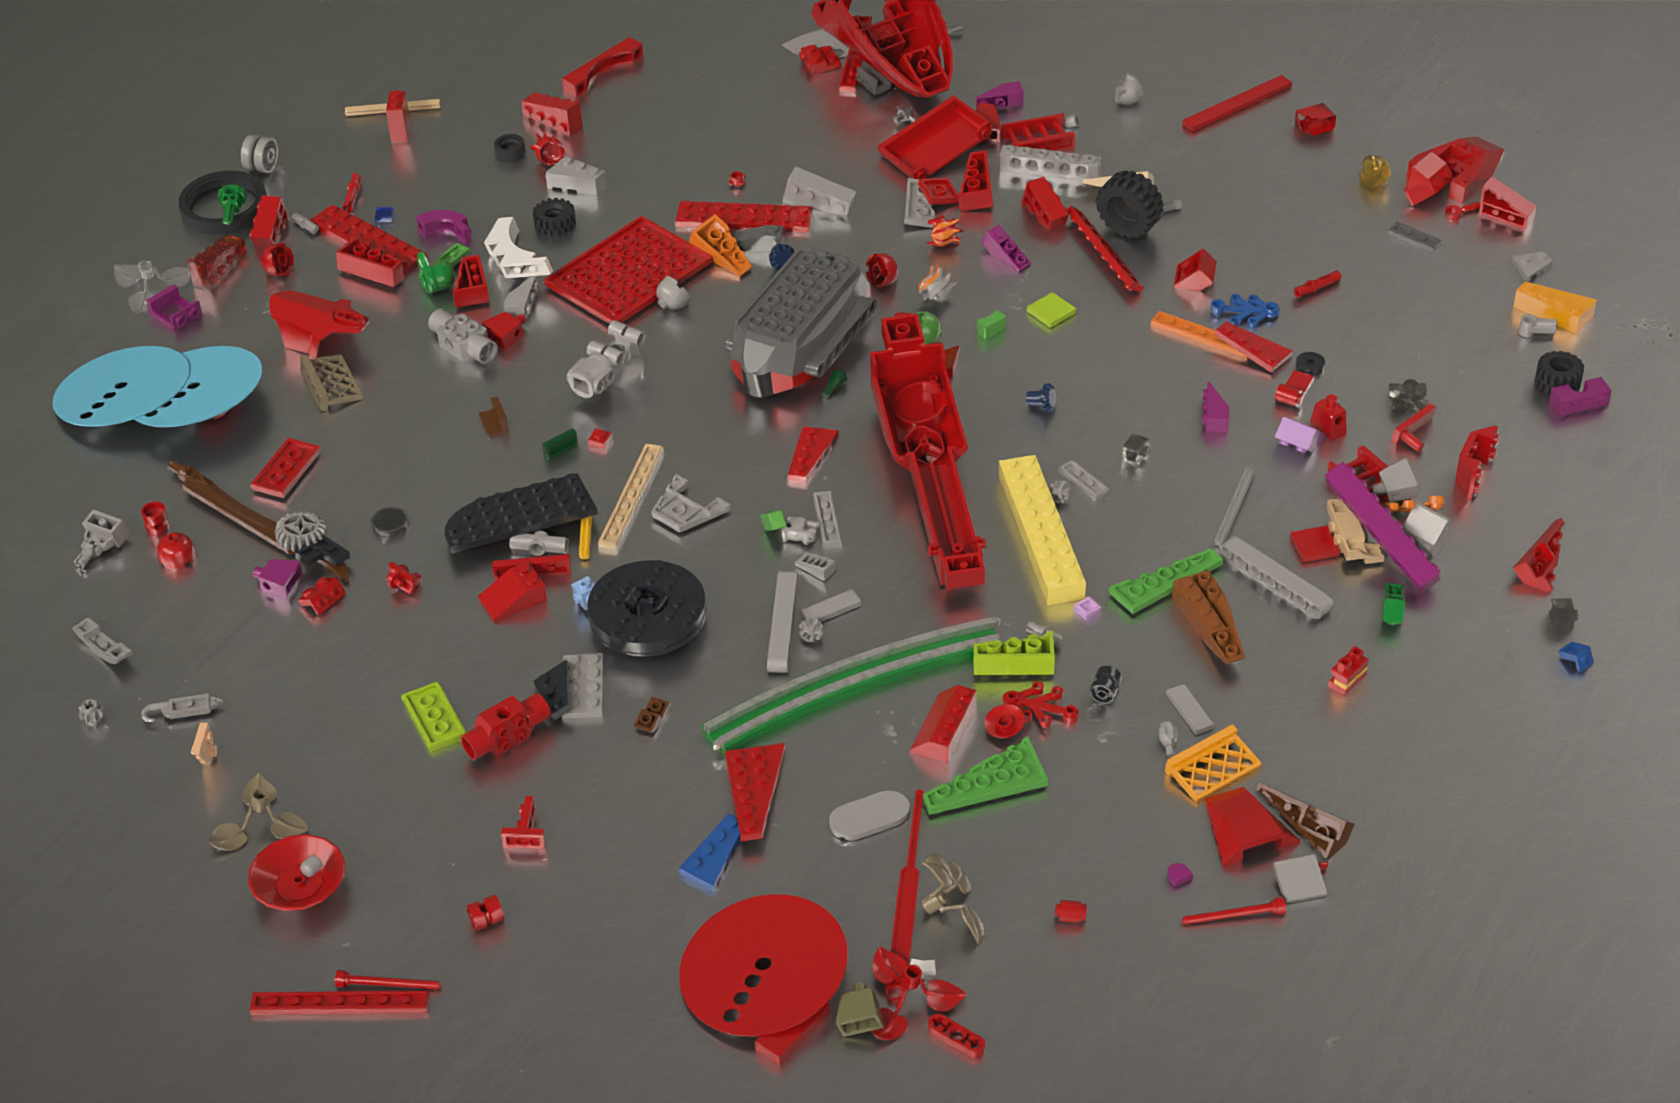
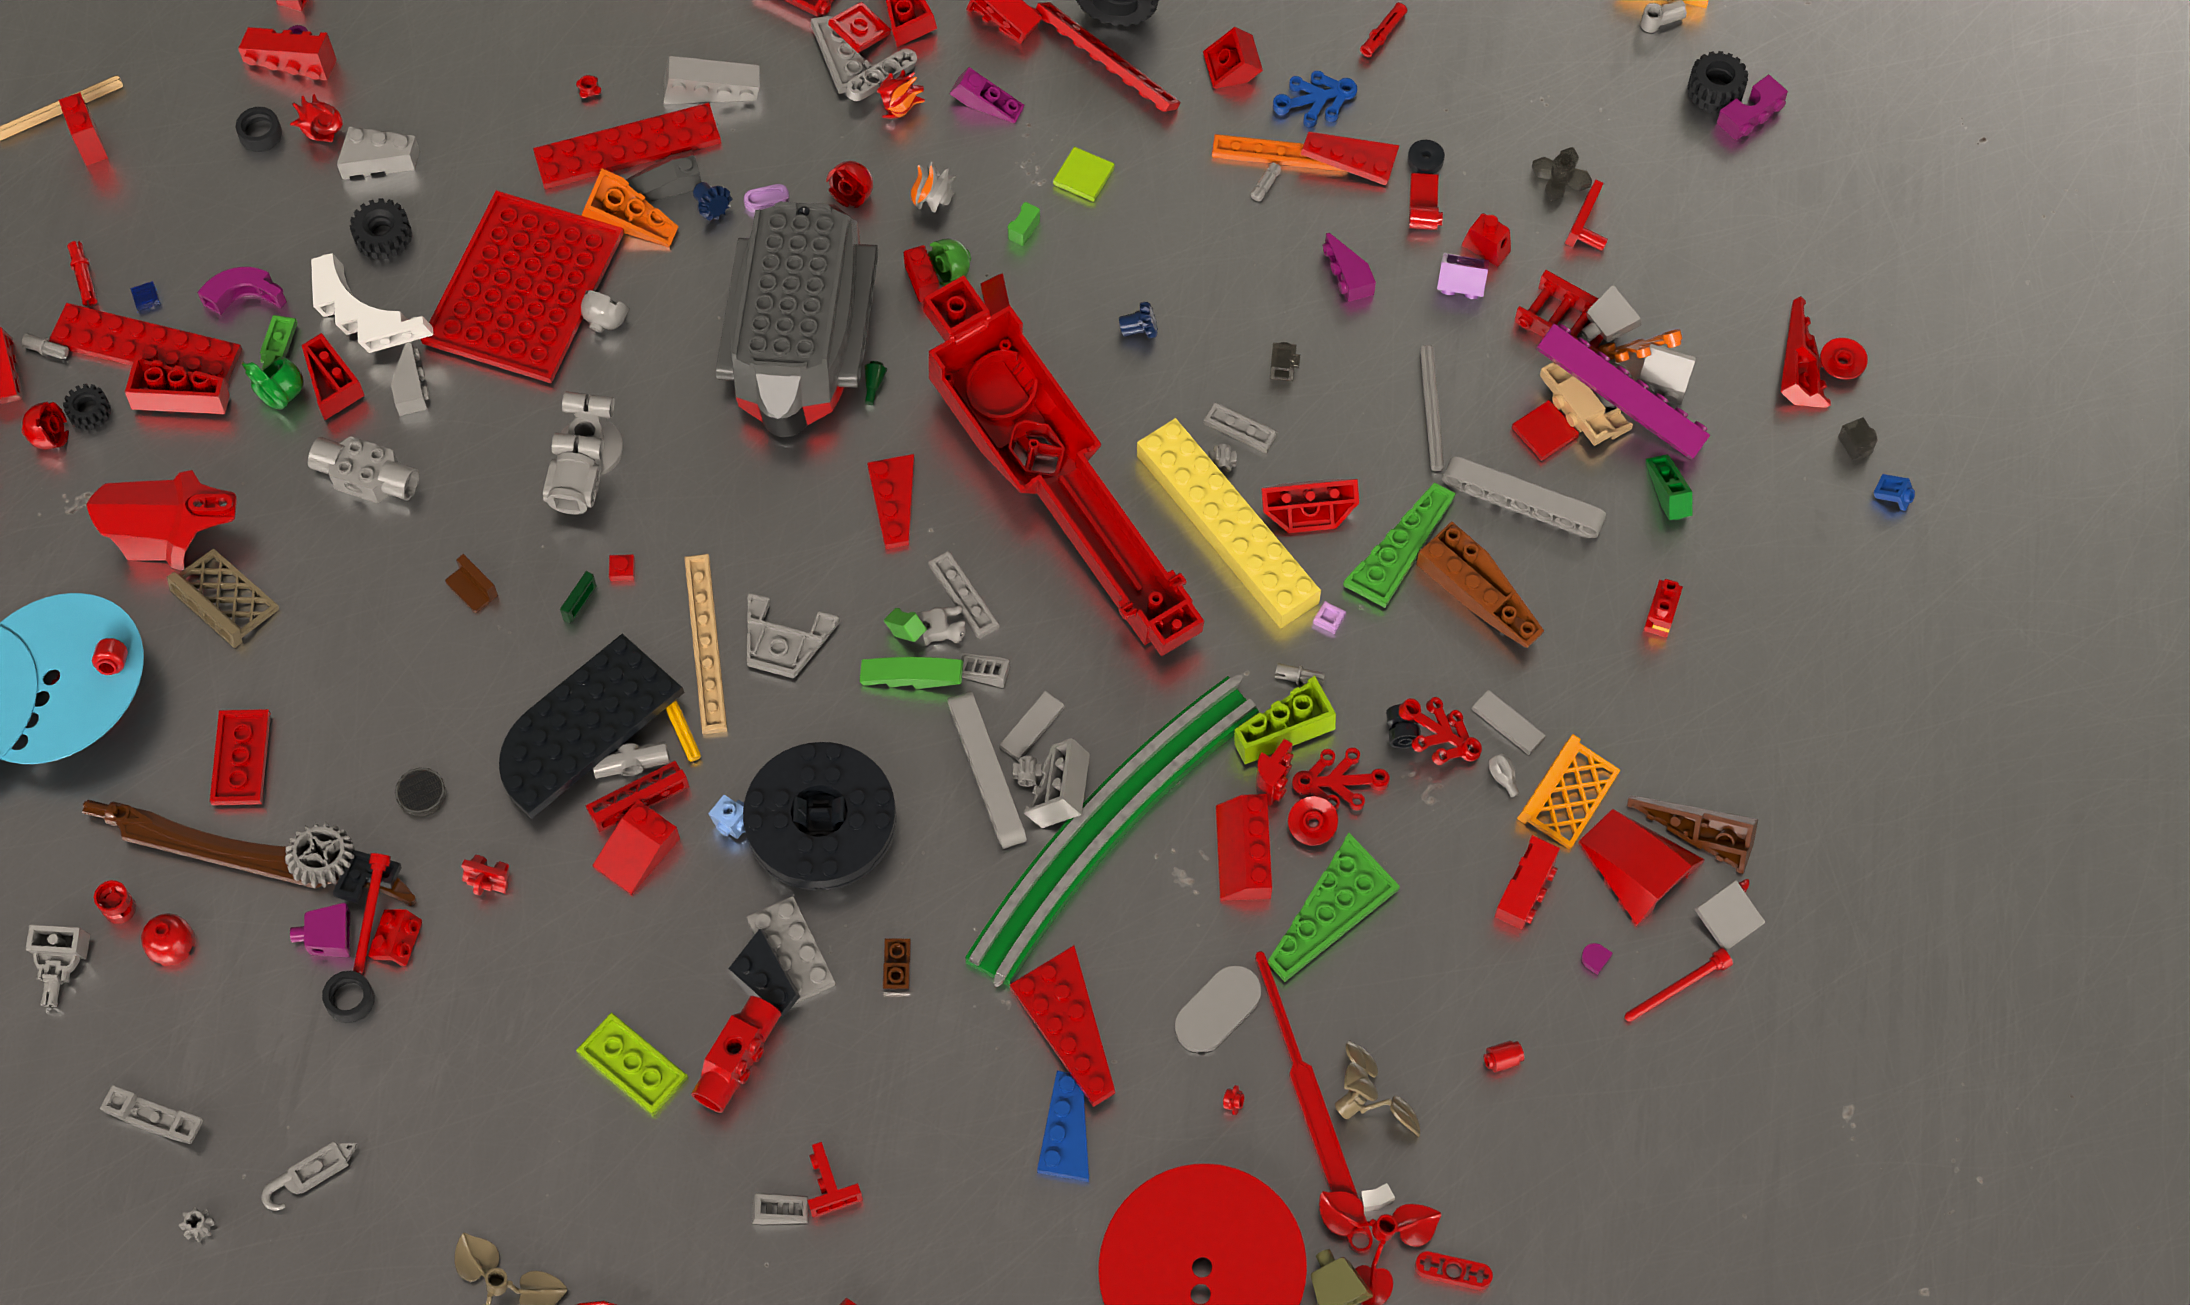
camera: 25 degrees left, 20 degrees up
(203, 745) = (379, 1225): light nougat wing -> none
(233, 377) = (109, 656): none -> red head
(270, 607) = (339, 980): none -> black tyre
(310, 259) = (82, 396): none -> black tyre
(334, 543) = (378, 864): none -> red piece
(474, 836) = (769, 1218): none -> light grey slope
(504, 329) = (411, 436): red torso -> none
(766, 550) = (915, 671): none -> bright green slope
(830, 643) = (1062, 785): none -> light grey wedge
(848, 872) = (1233, 1099): none -> red plate
(920, 219) = (878, 71): none -> light grey beam
(991, 679) = (1273, 772): none -> red brick
(1107, 533) = (1310, 504): none -> red wedge
(1147, 710) = (1465, 746): none -> red plant
(1149, 807) = (1528, 883): none -> red wedge
(1181, 347) = (1265, 181): none -> light grey axle
(1476, 451) = (1679, 272): red slope -> none
(1576, 562) = (1847, 351): none -> red dish

